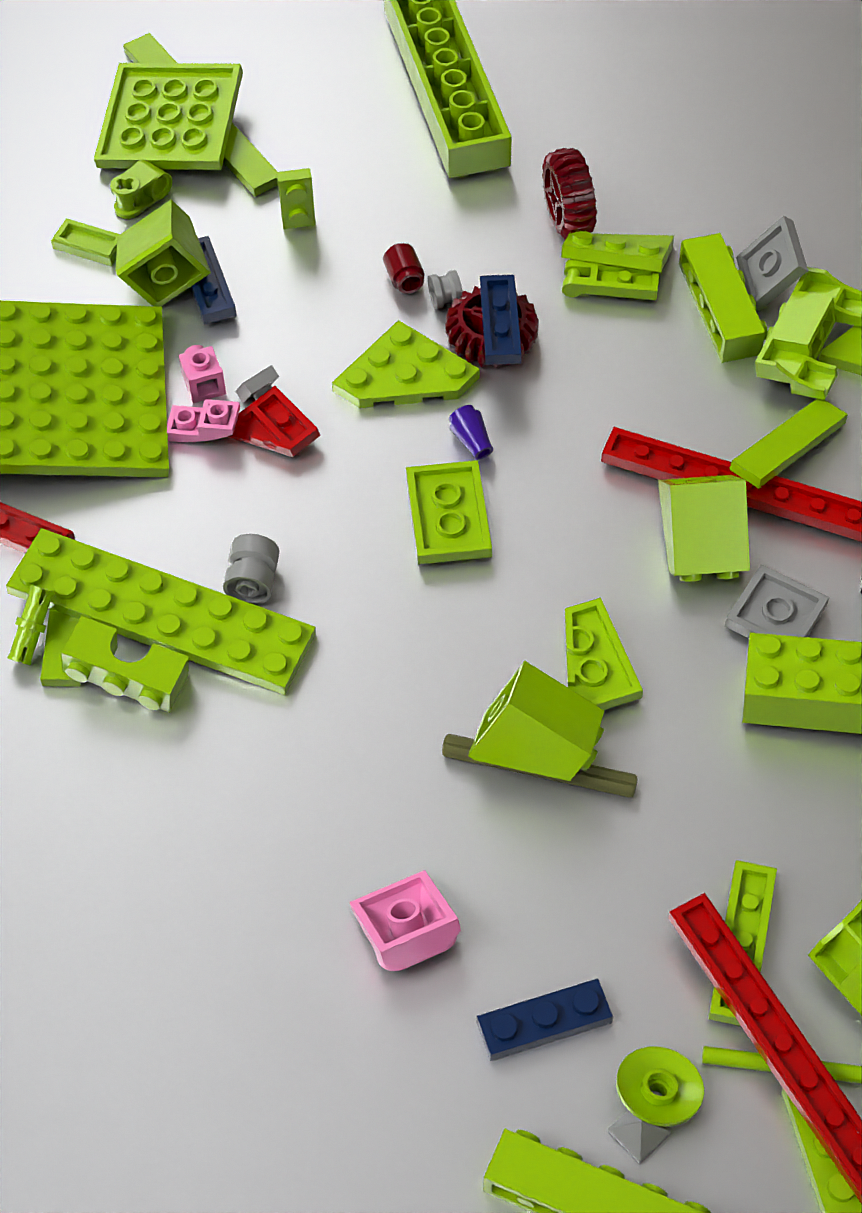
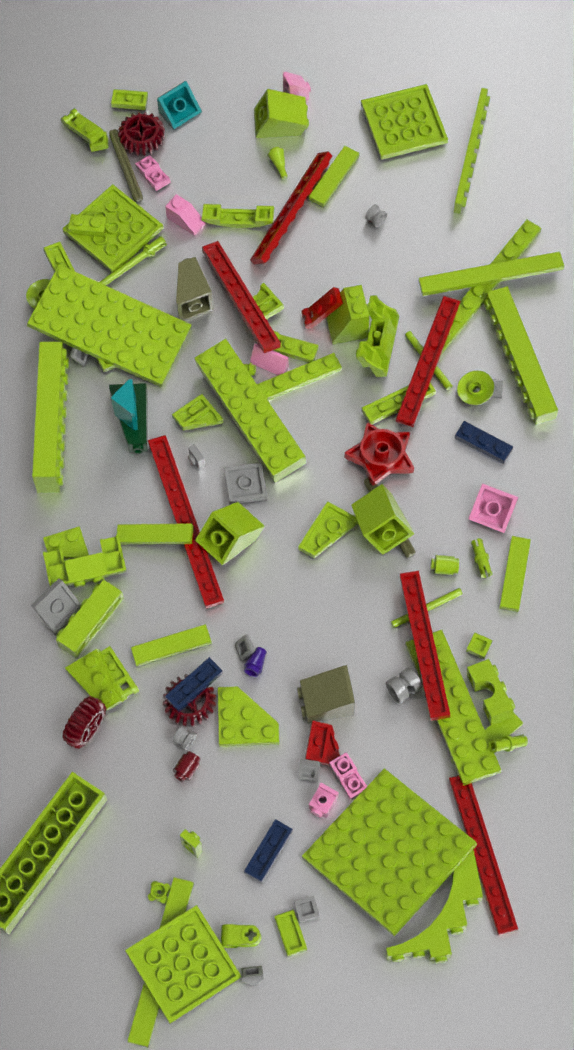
camera: 130 degrees left, 10 degrees up
(85, 172) = (252, 975): none -> light grey slope
(93, 268) = (306, 909): none -> light grey plate
(161, 255) = (279, 874): lime slope -> none
(208, 715) = (479, 646): none -> lime plate
(270, 867) = (515, 574): none -> lime tile
(280, 154) = (157, 886): none -> lime plate
(281, 629) = (424, 646): none -> red plate
(330, 470) = (327, 695): none -> olive slope
(339, 702) = (430, 606): none -> lime bar
(340, 834) = (481, 558): none -> lime pin
(380, 772) = (444, 565): none -> lime brick
(448, 512) = (305, 638): lime plate -> none
(505, 438) = (244, 647): none -> light grey slope
(594, 364) = (171, 645): none -> lime tile
(679, 813) = (381, 453): none -> red plate

